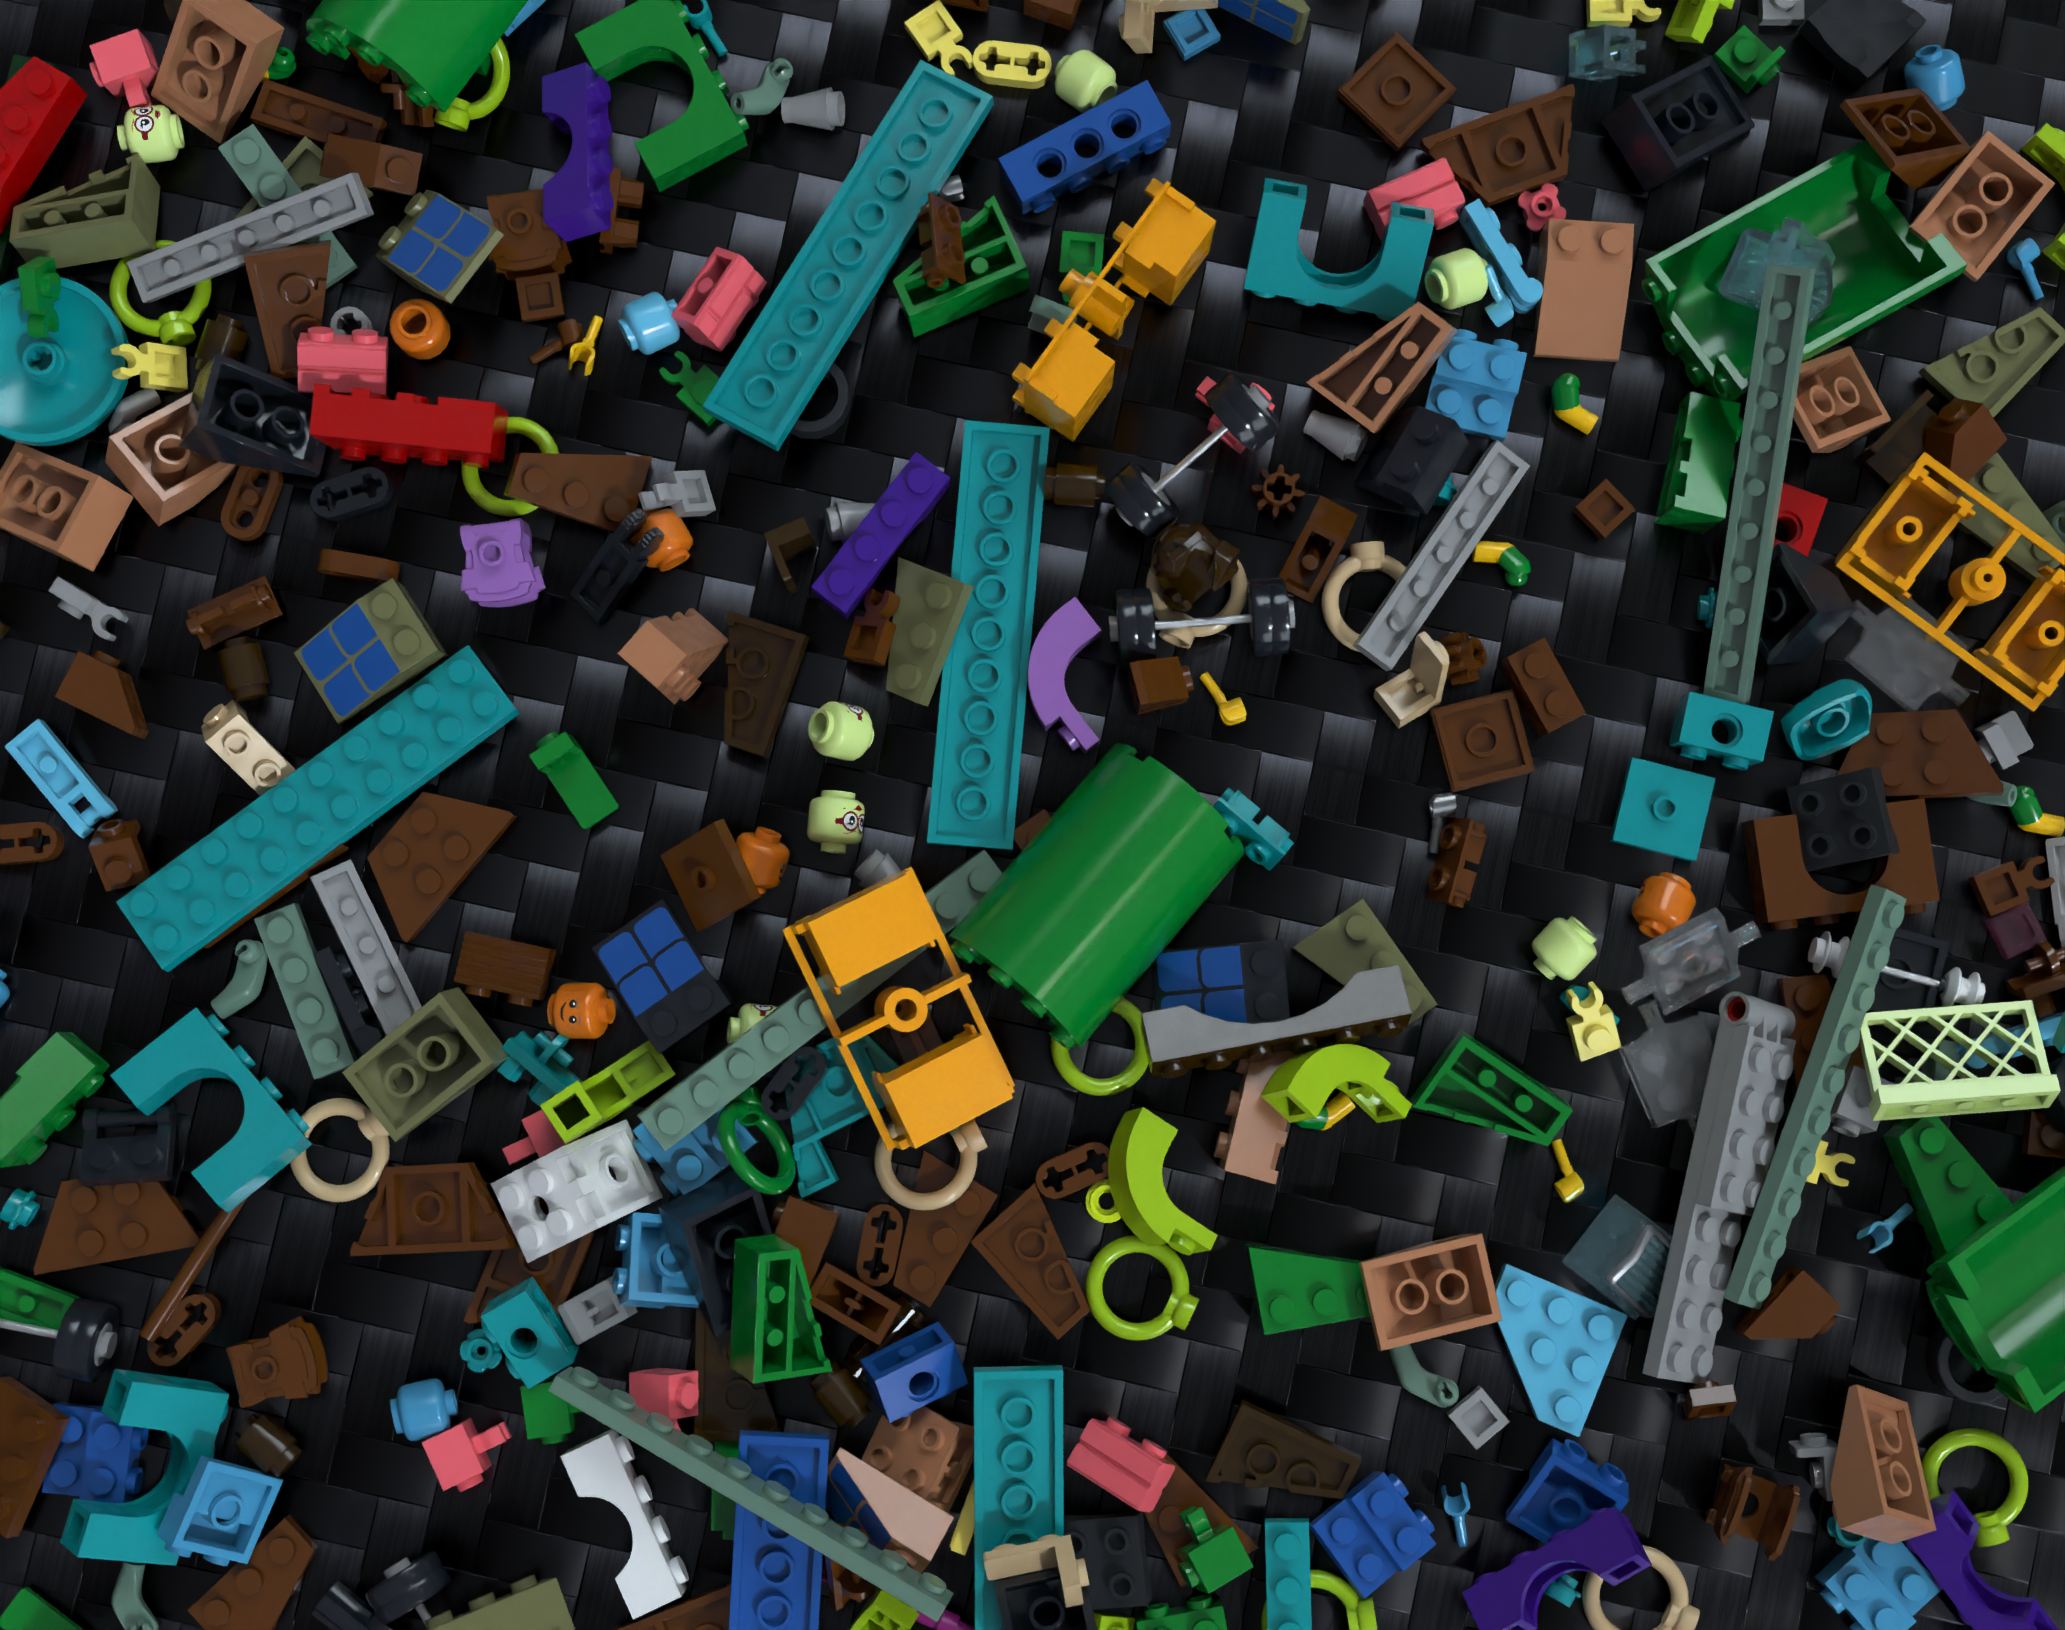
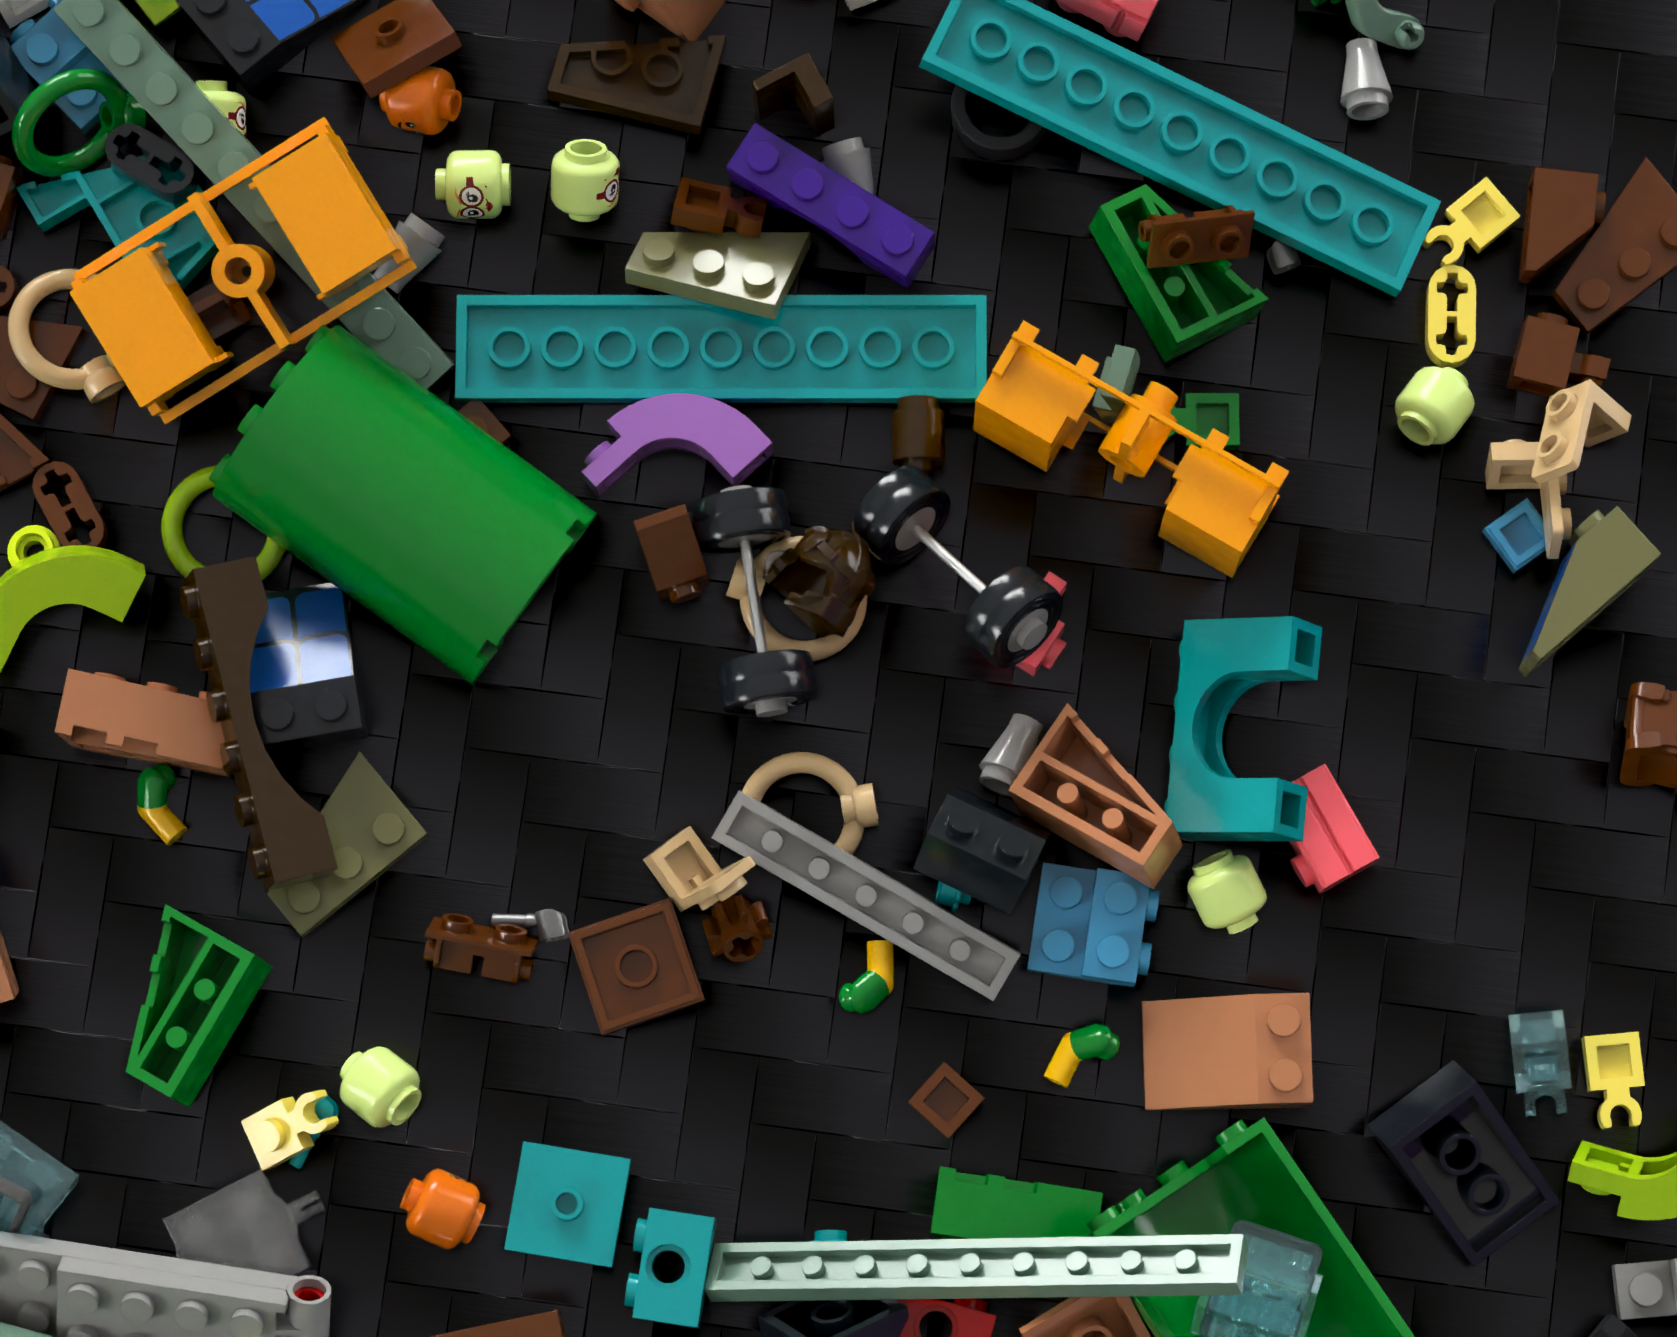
camera: 90 degrees right, 5 degrees down
(1134, 108) = (1316, 338): blue brick -> none
(1230, 711) = (650, 652): yellow hand -> none
(1263, 842) = (514, 669): teal hinge -> none
(1267, 497) = (918, 693): reddish brown gear -> none
(1307, 1079) = (192, 768): lime arch -> none
(1317, 548) = (863, 740): reddish brown slope -> none
(1396, 91) = (1466, 797): reddish brown plate -> none
(1483, 231) = (1259, 946): medium azure plate -> none
(1502, 308) = (1199, 953): medium azure hand -> none
(1509, 148) = (1407, 948): reddish brown wing -> none
(1536, 218) = (1330, 1010): coral plate -> none
(1541, 688) = (707, 1034): reddish brown brick -> none
(1571, 1184) = (86, 1120): yellow hand -> none
(1690, 961) = (372, 1243): clear plate -> none
(1748, 60) = (1559, 1250): green bracket -> none

